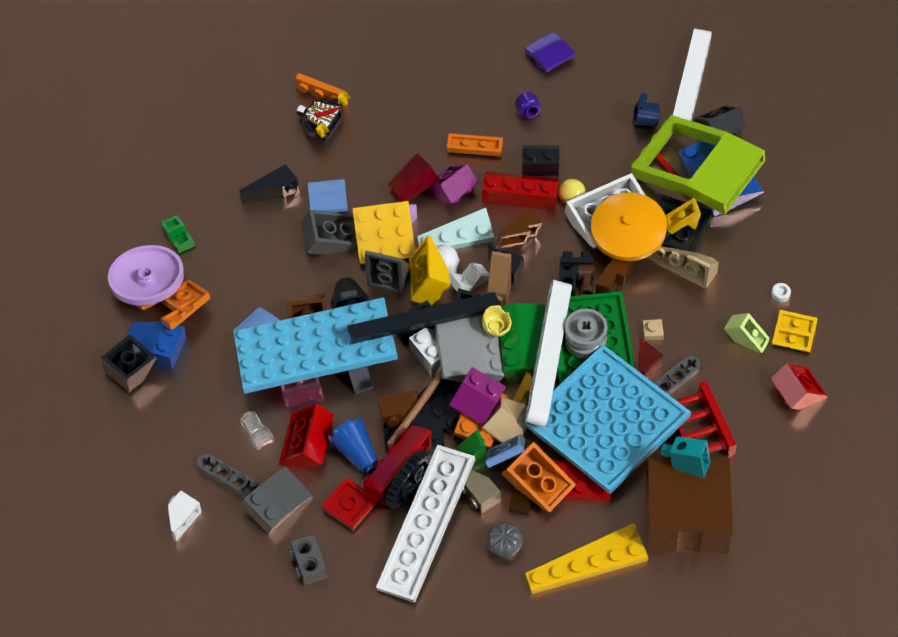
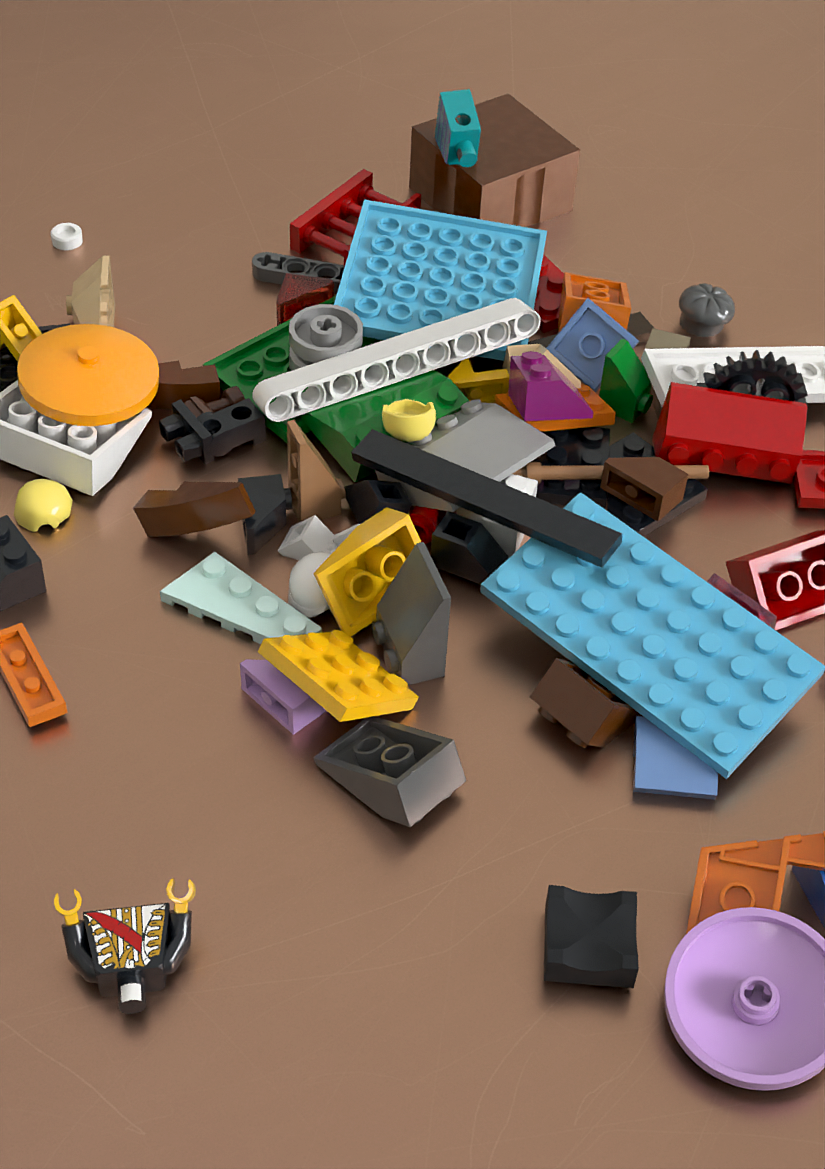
camera: 130 degrees left, 10 degrees down
(177, 234) = (606, 1032): green slope -> none
(211, 247) = (590, 937): none -> black brick
(271, 186) = (361, 928): black slope -> none
(316, 88) = (51, 1000): orange plate -> none
(328, 196) = (313, 828): medium blue slope -> none
(347, 293) = (511, 653): black cone -> none
(354, 443) = (744, 516): blue cone -> none
(412, 179) = (180, 704): dark red slope -> none
(453, 183) = (142, 660): magenta slope -> none
(520, 190) = (84, 566): red slope -> none
(604, 555) = (644, 242): yellow wing -> none
(653, 329) = (237, 322): tan plate -> none
(747, 332) = (169, 232): yellowish green slope -> none
(794, 331) = (126, 205): yellow slope -> none
(798, 386) = (219, 165): slope -> none

